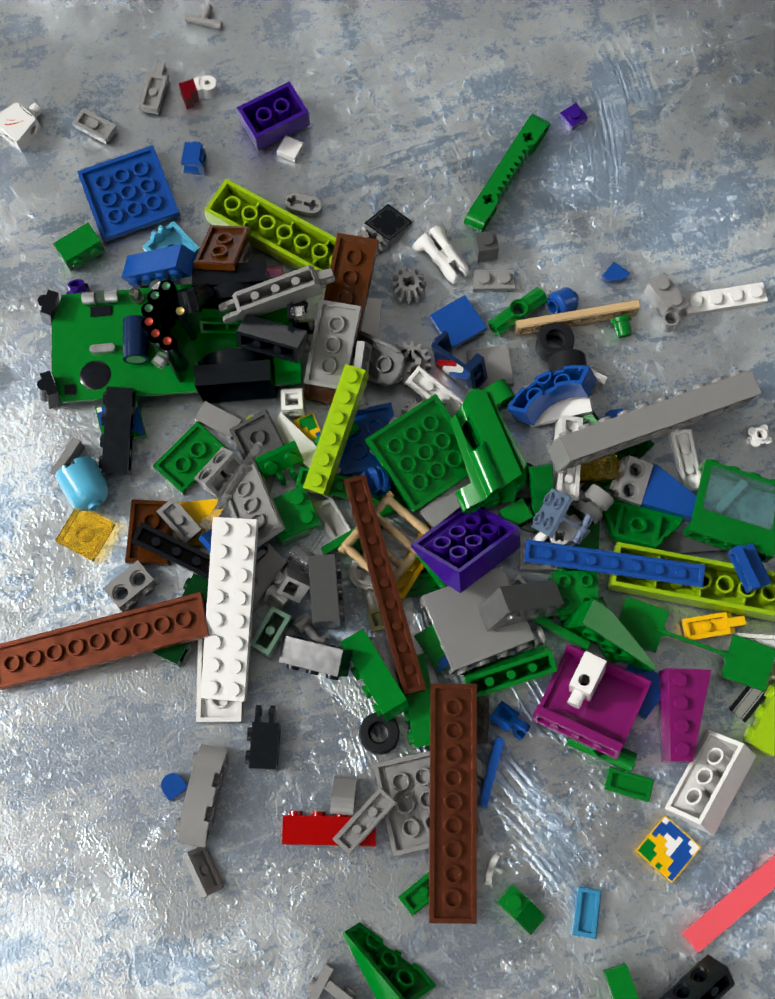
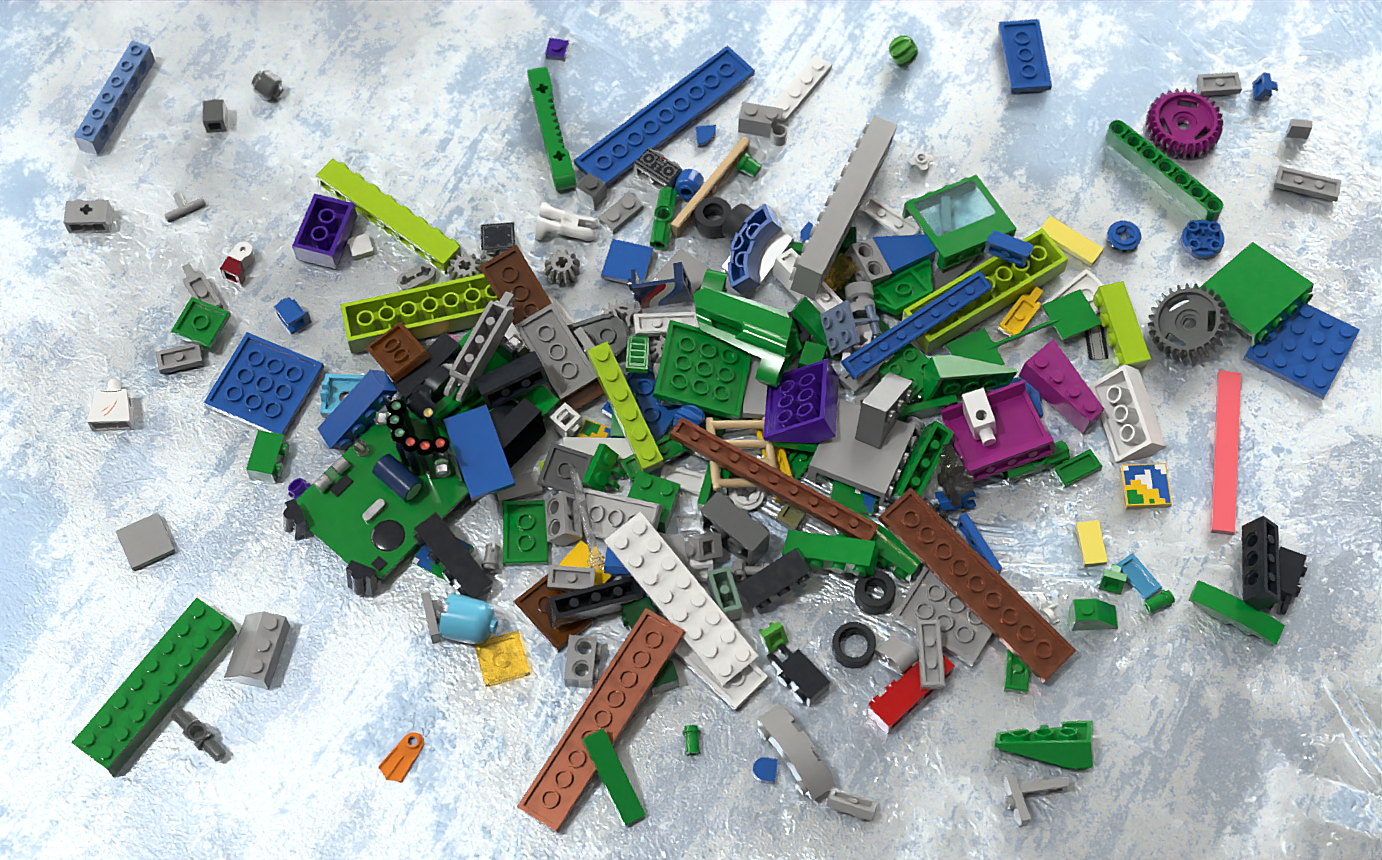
camera: 45 degrees left, 10 degrees down
(63, 690) = (613, 777): none -> green tile
(129, 112) = (200, 323): none -> green tile
(146, 715) = (691, 740): none -> green pin
(148, 455) = (490, 563): none -> light grey pin
(197, 372) = (479, 452): none -> blue tile
(275, 695) = (773, 636): none -> bright green tile
(307, 757) = (858, 628): none -> black tyre
(329, 143) = (389, 215): none -> lime brick
(340, 221) = (464, 267): none -> light grey gear
(398, 389) = (637, 352): none -> green slope
(514, 713) = (952, 477): none -> clear smoke piece
(550, 271) = (656, 169): none -> brick
(563, 896) = (1113, 580): none -> green tile
(578, 852) = (1091, 543): none -> light yellow tile
(582, 947) = (1159, 601): none -> green pin
(600, 235) = (665, 116): none -> blue plate

